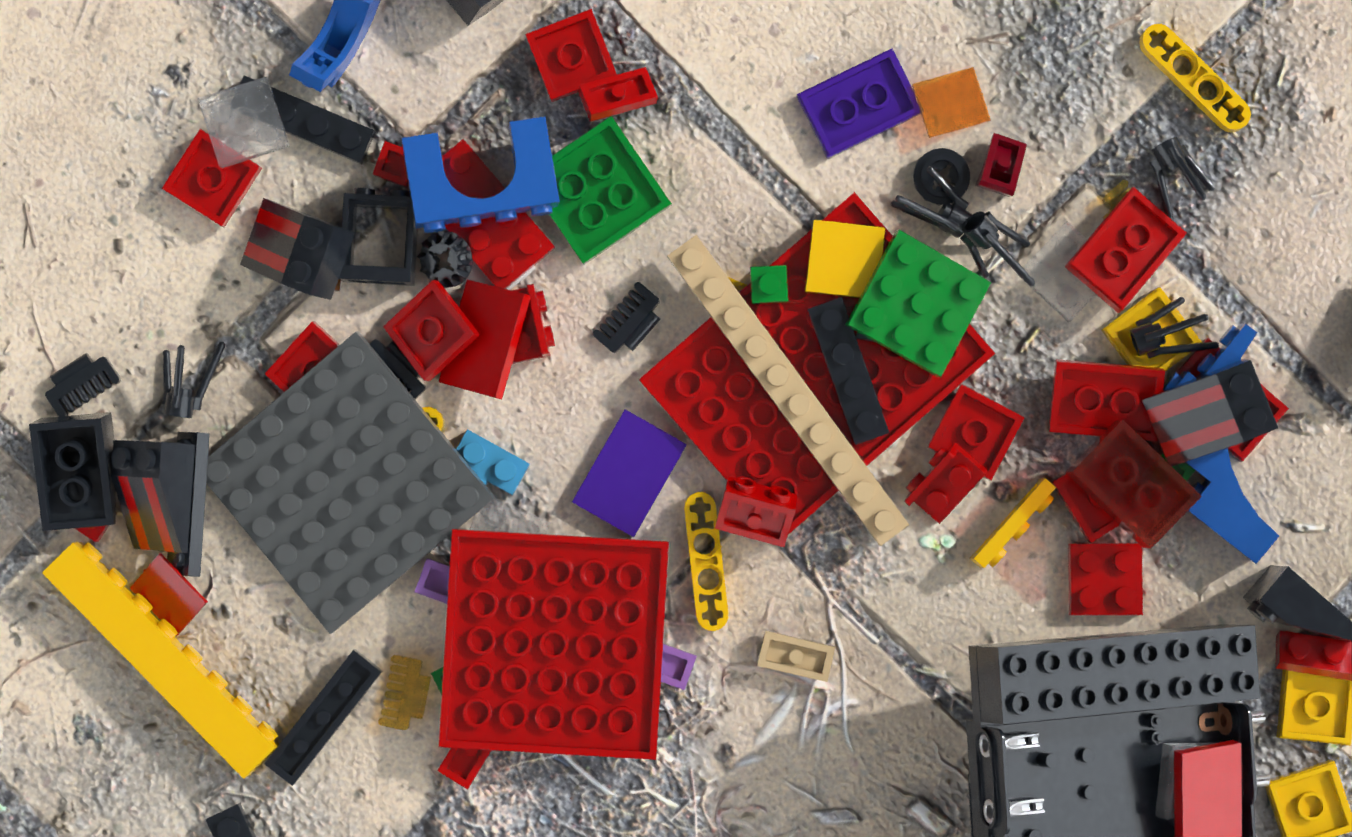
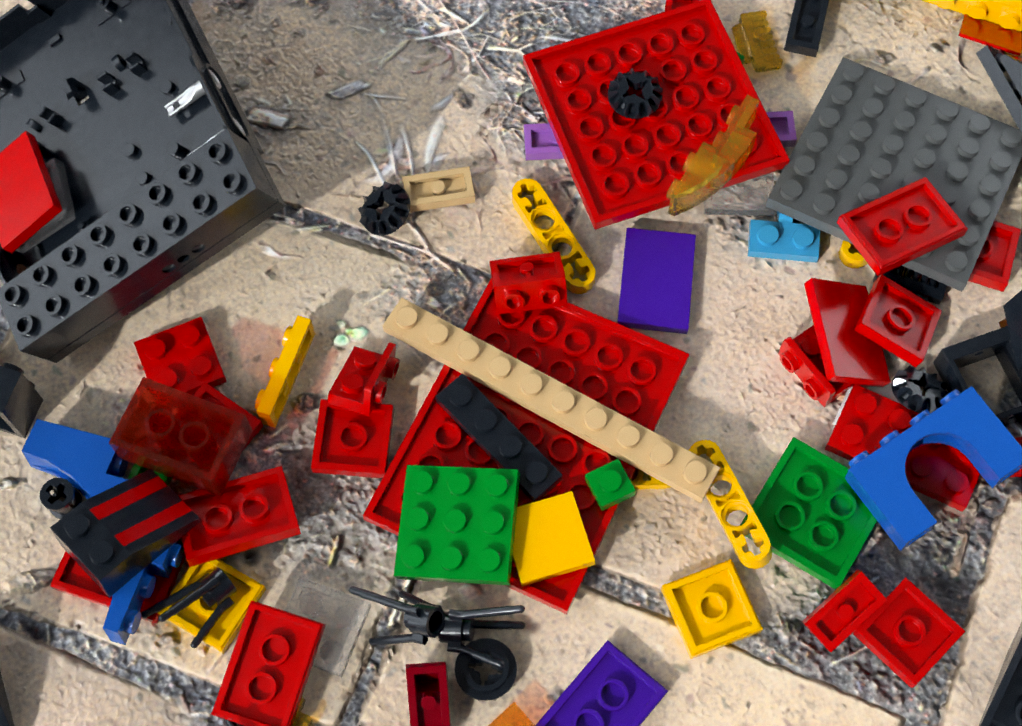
camera: 155 degrees right, 20 degrees down
(386, 410) = (901, 226): none -> red tile
(538, 543) = (715, 164): none -> clear yellow slope
(578, 648) = (634, 106): none -> black gear
(636, 326) = (713, 409): black piece -> none
(662, 226) = (734, 501): none -> yellow beam
(726, 148) = (711, 609): none -> yellow tile
(843, 662) = (391, 217): none -> black gear
(1266, 484) = (61, 488): none -> black bush

